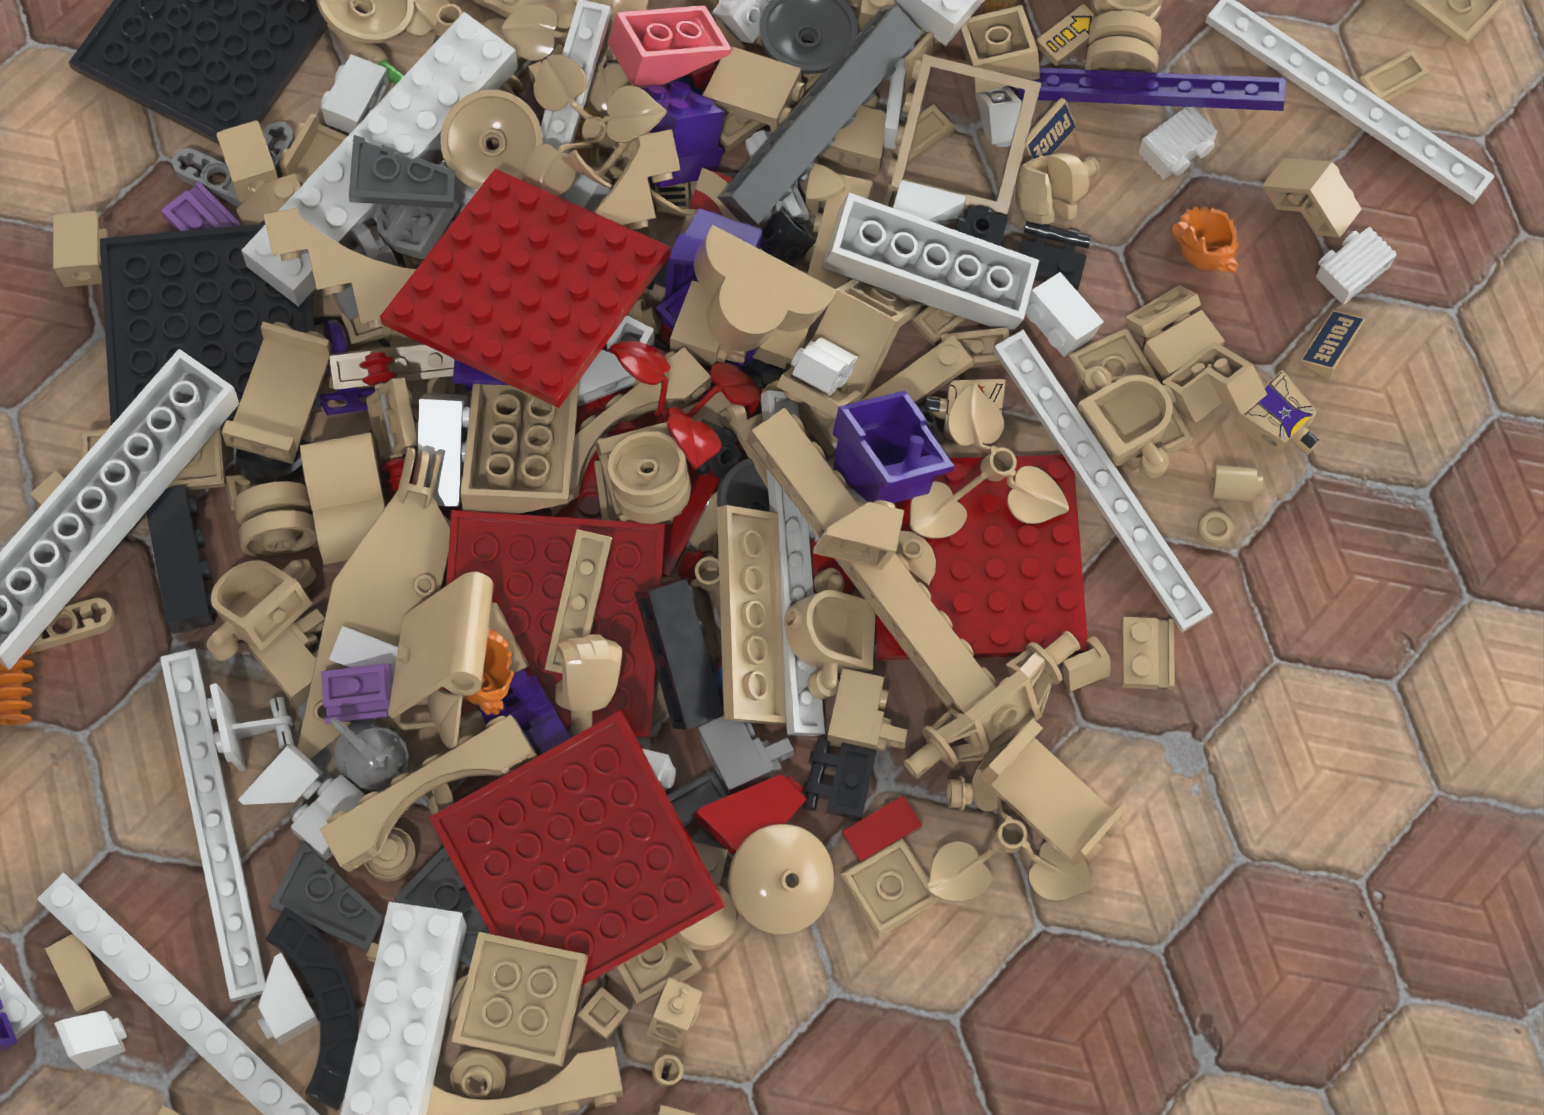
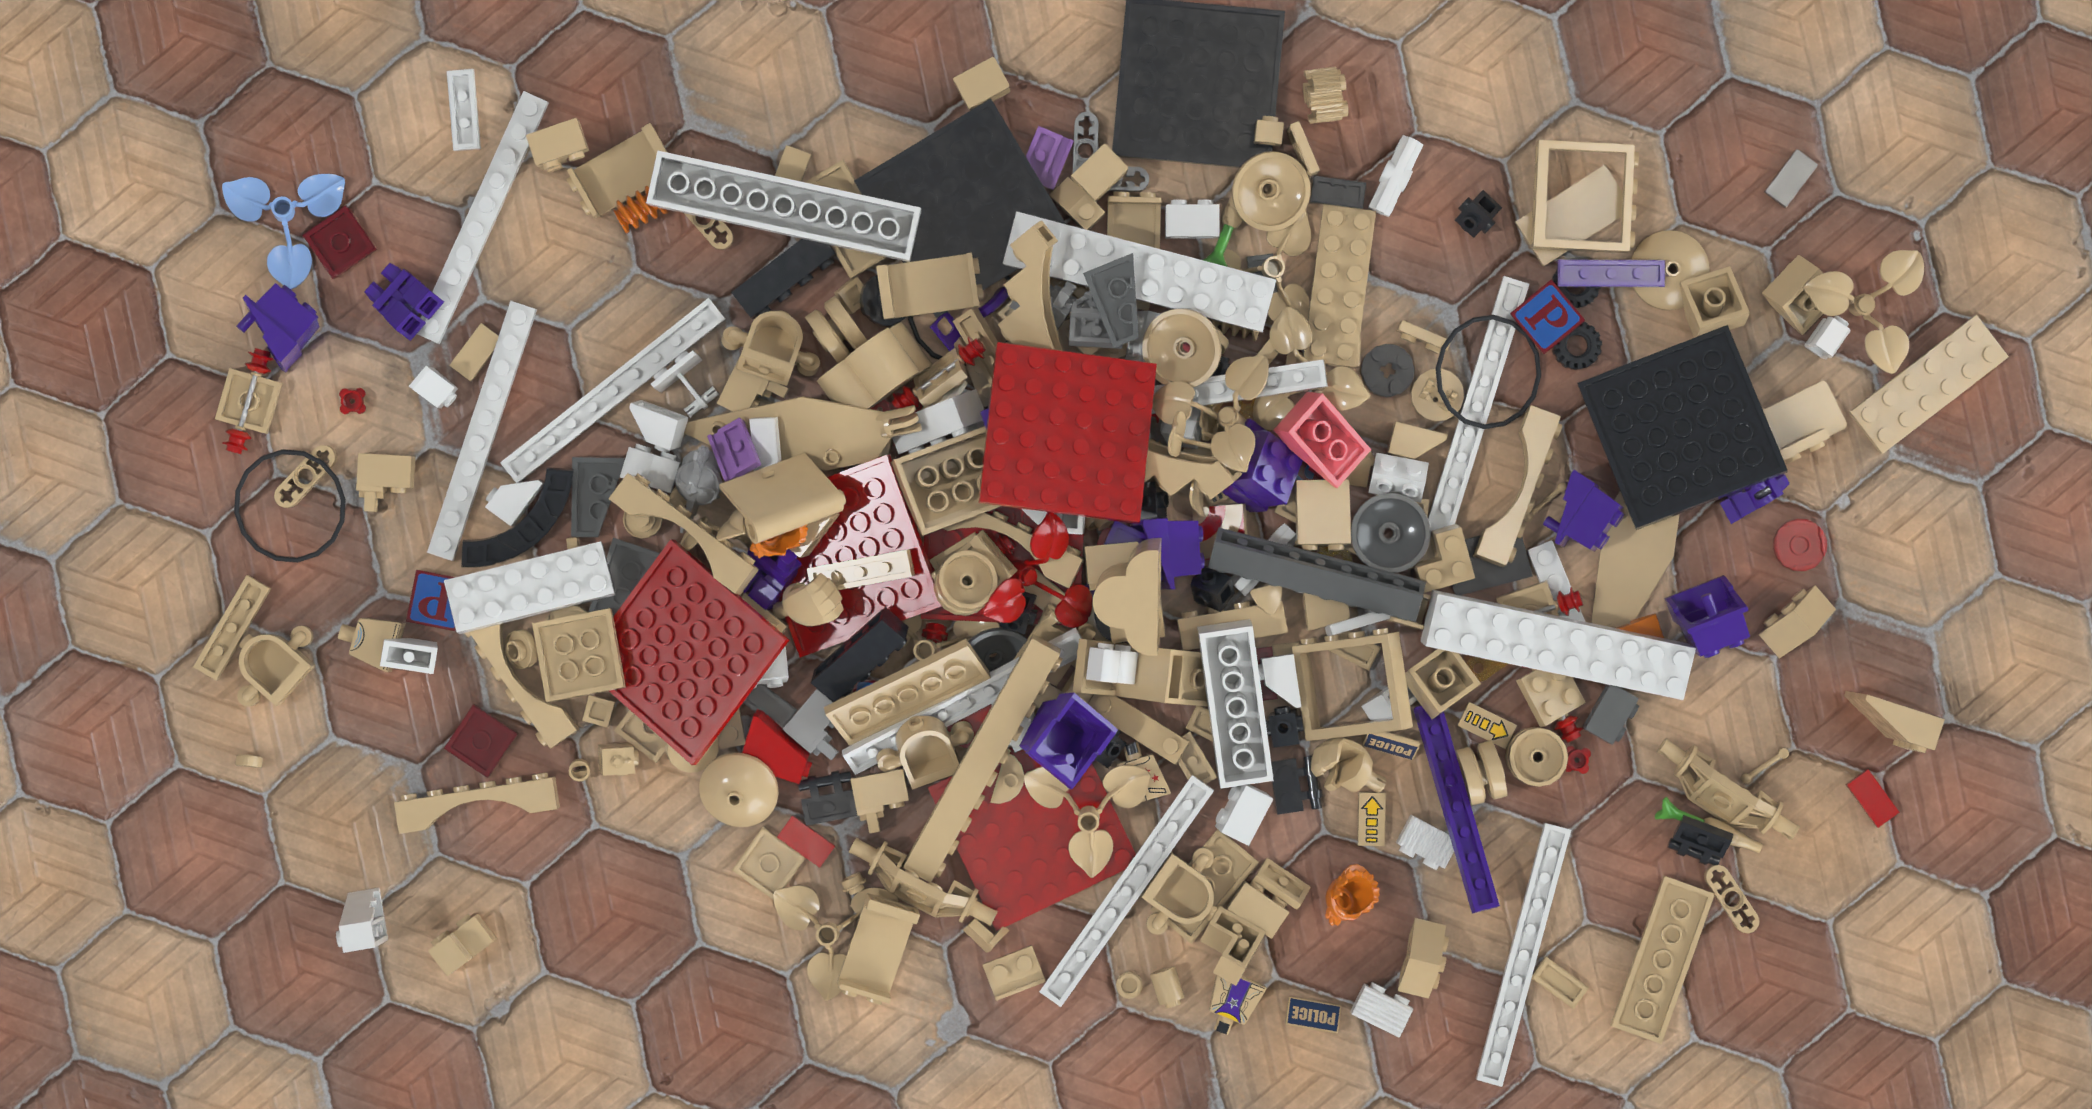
camera: 70 degrees right, 20 degrees up
(864, 536) = (985, 750): tan slope -> none
(1126, 192) = (1371, 819): none -> tan tile

